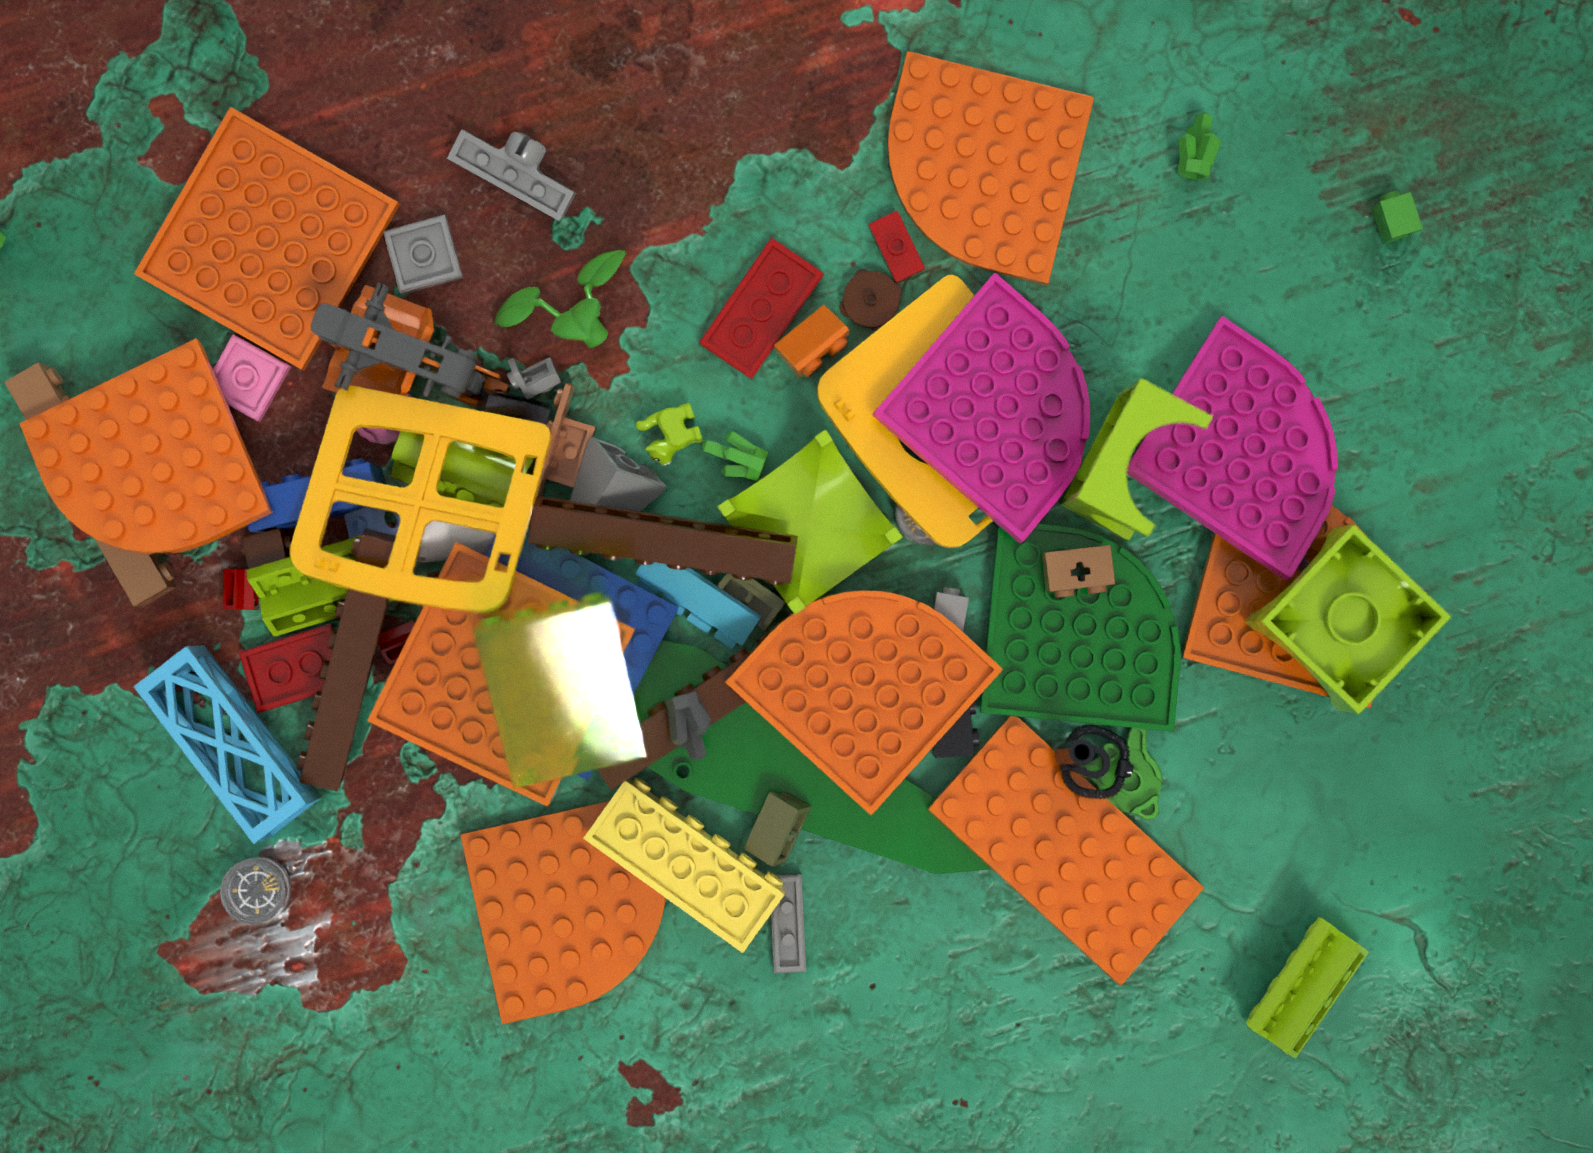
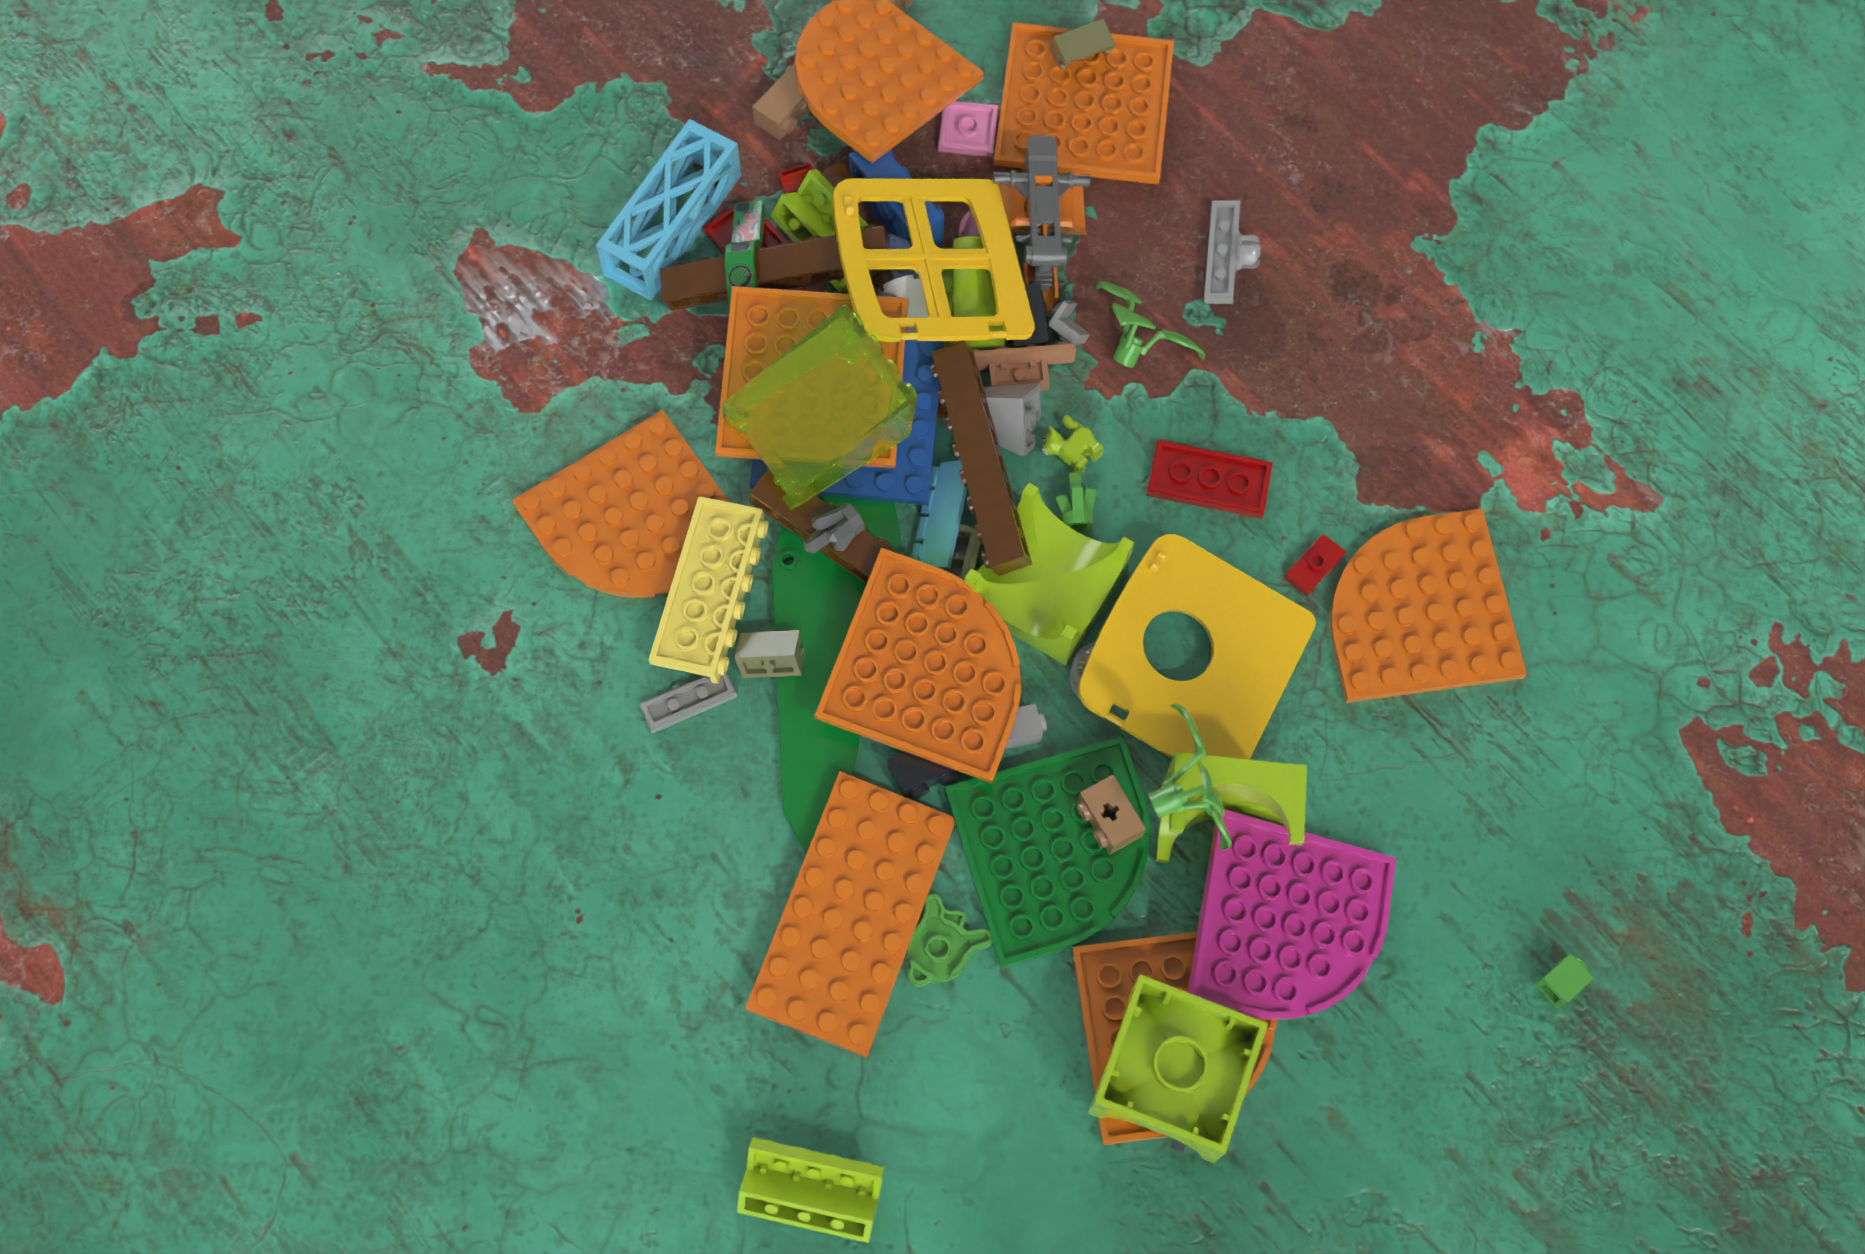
camera: 65 degrees right, 20 degrees down
(201, 212) = (1081, 43): none -> olive hinge
(255, 890) = (555, 274): clear piece -> none
(315, 688) = (740, 253): none -> piece
(423, 254) = (1127, 215): light grey tile -> none
(812, 341) = (1201, 523): orange slope -> none
(870, 299) = (1262, 559): reddish brown piece -> none
(996, 408) = (1236, 675): dark pink plate -> none
(1079, 752) = (941, 875): black piece -> none
(1127, 521) = (1172, 798): none -> bright green plant
(1198, 149) = (1528, 779): bright green rock -> none

